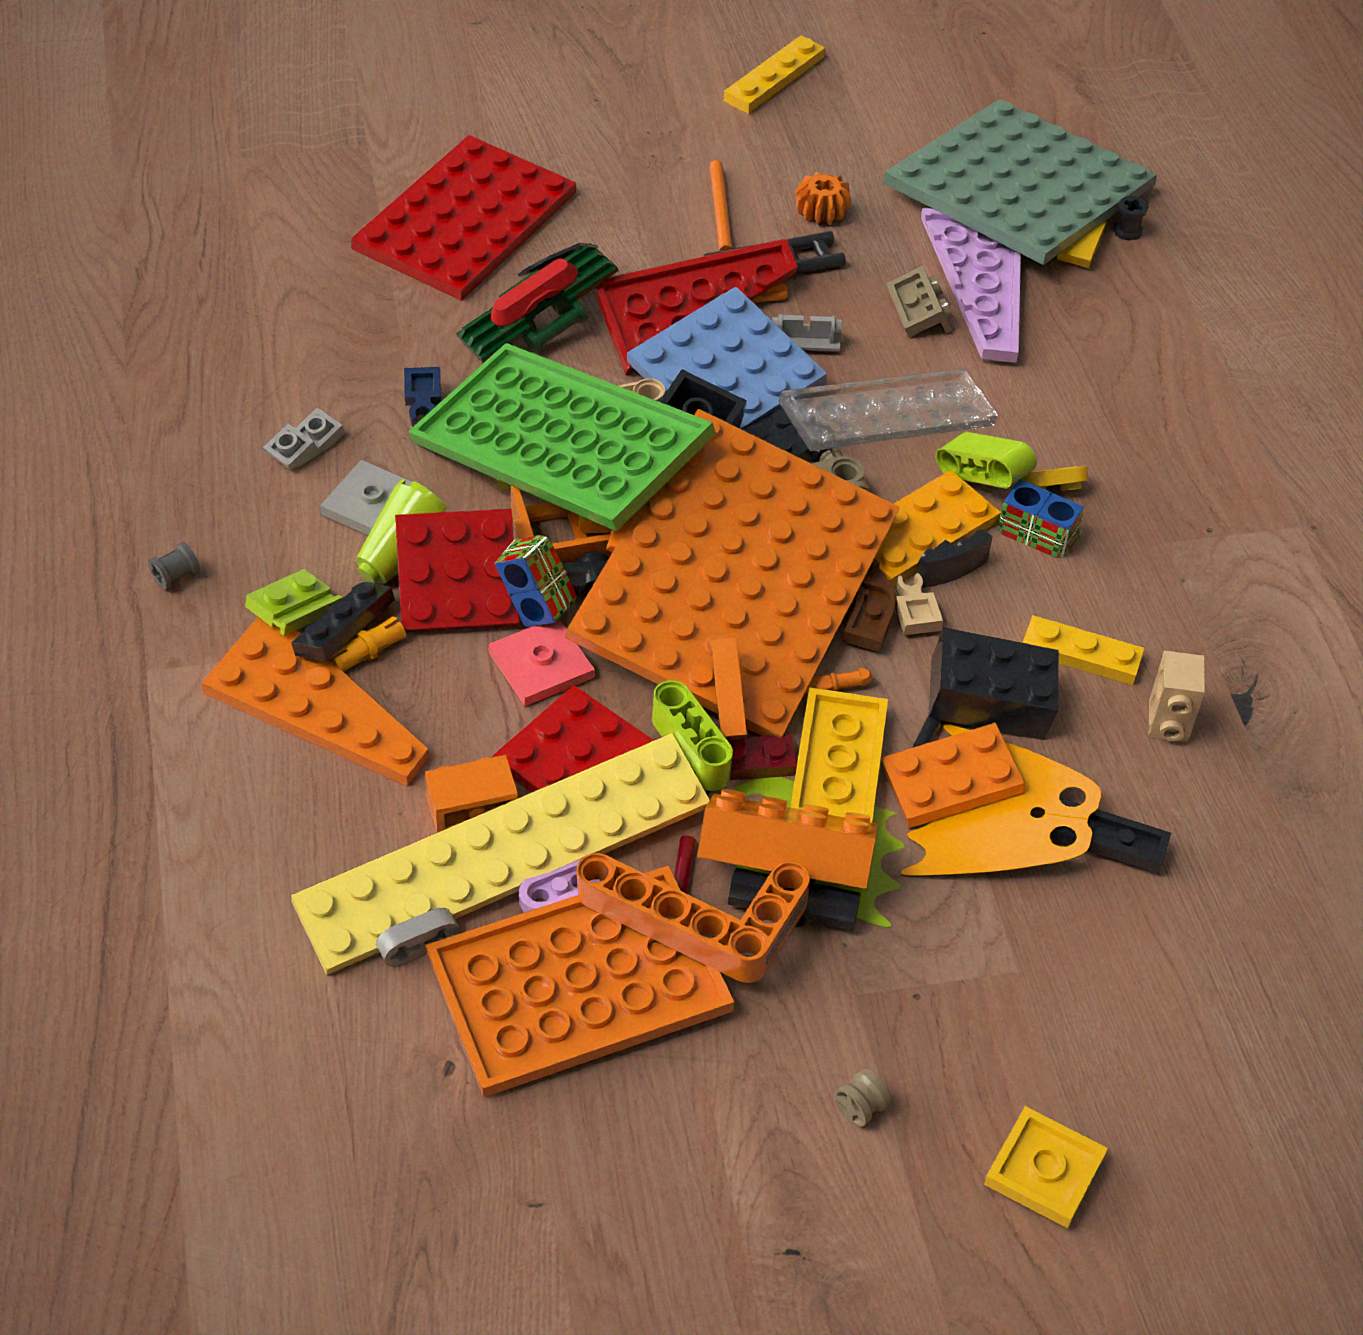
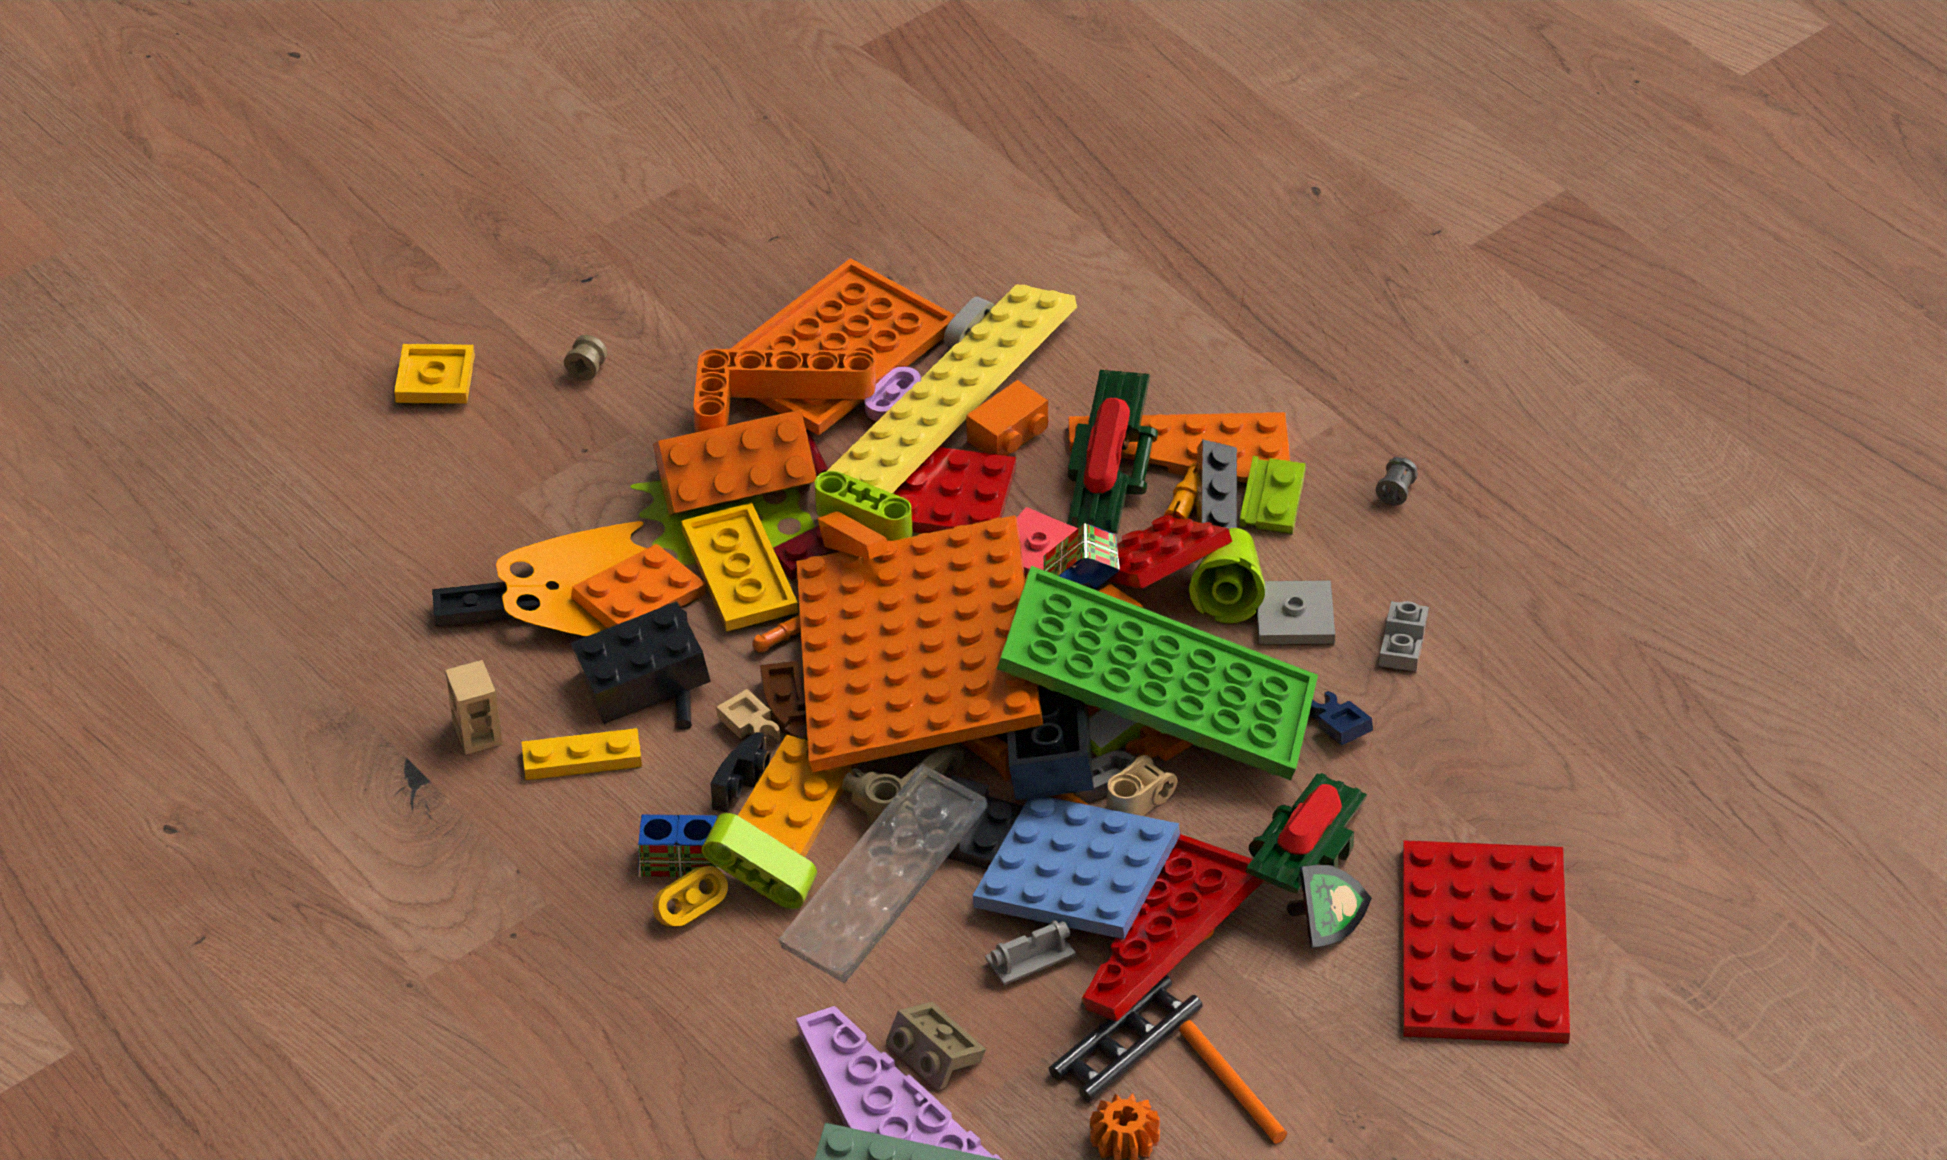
camera: 155 degrees right, 5 degrees down
(412, 692) = (1098, 446): none -> dark green piece

